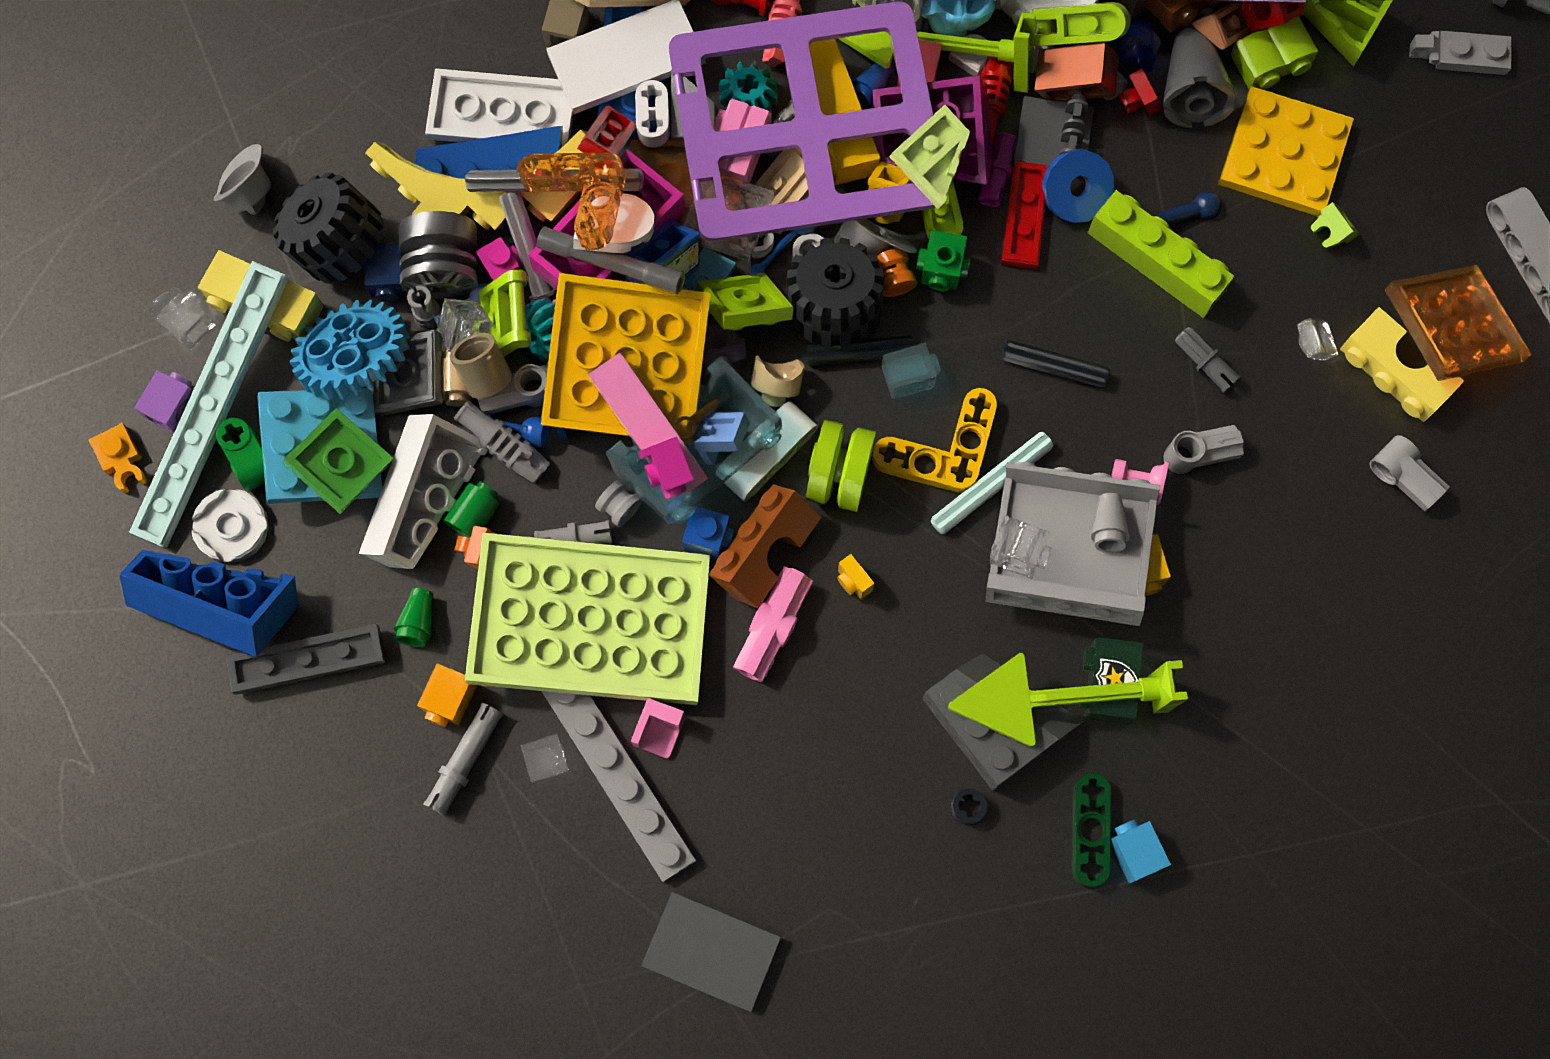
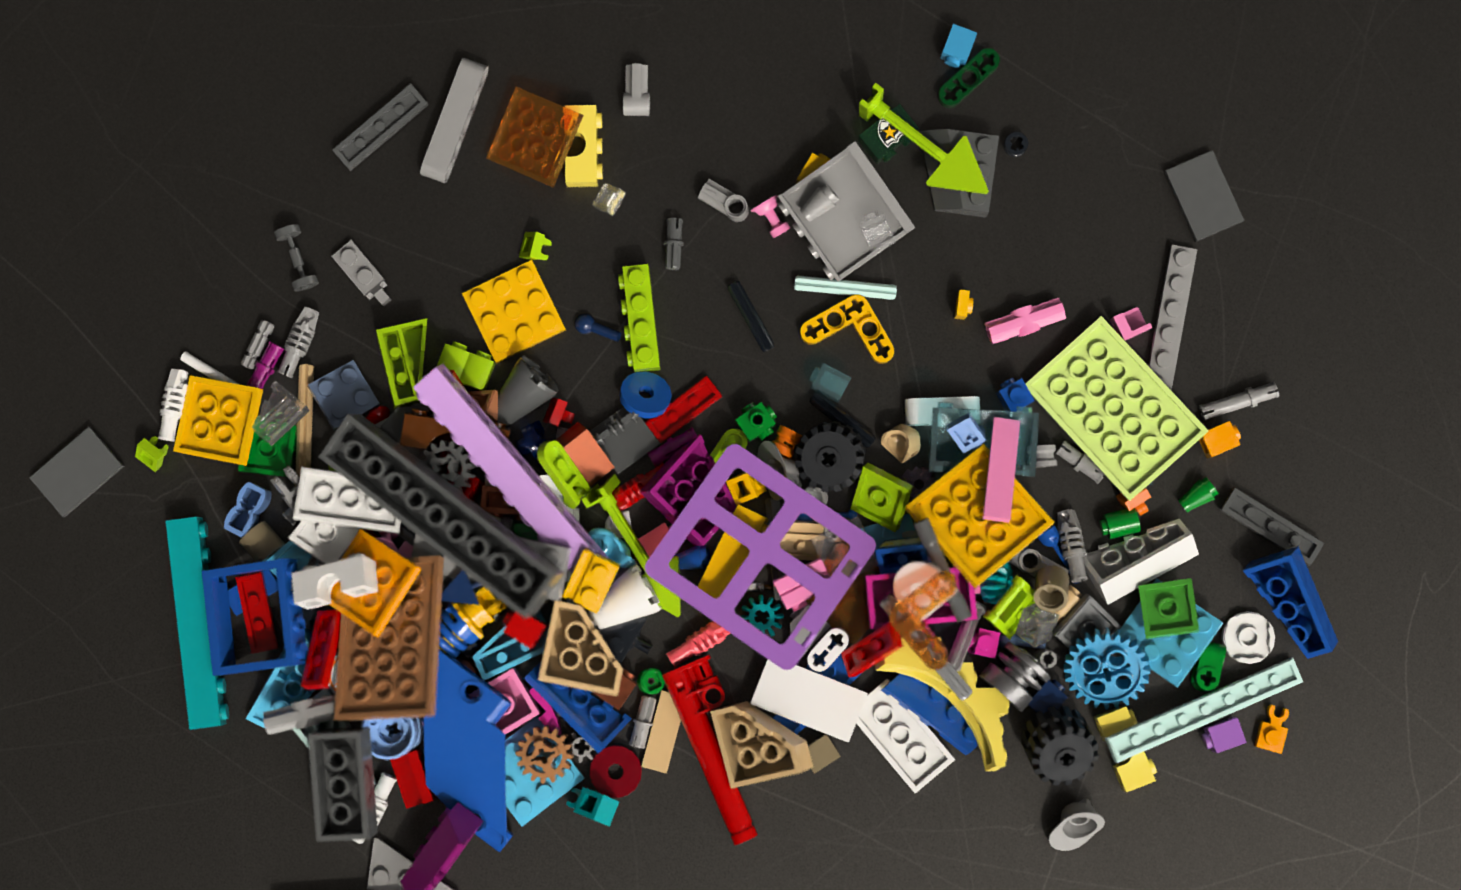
camera: 135 degrees left, 10 degrees up
(182, 316) = (1175, 777): clear brick -> none
(545, 758) = (1198, 362): clear plate -> none
(667, 467) = (1014, 437): dark pink brick -> none
(698, 417) = (975, 452): dark brown hand -> none
(744, 564) = (975, 368): dark orange arch -> none
(835, 464) = (917, 362): lime wheel -> none
(933, 154) = (719, 470): yellowish green wing -> none

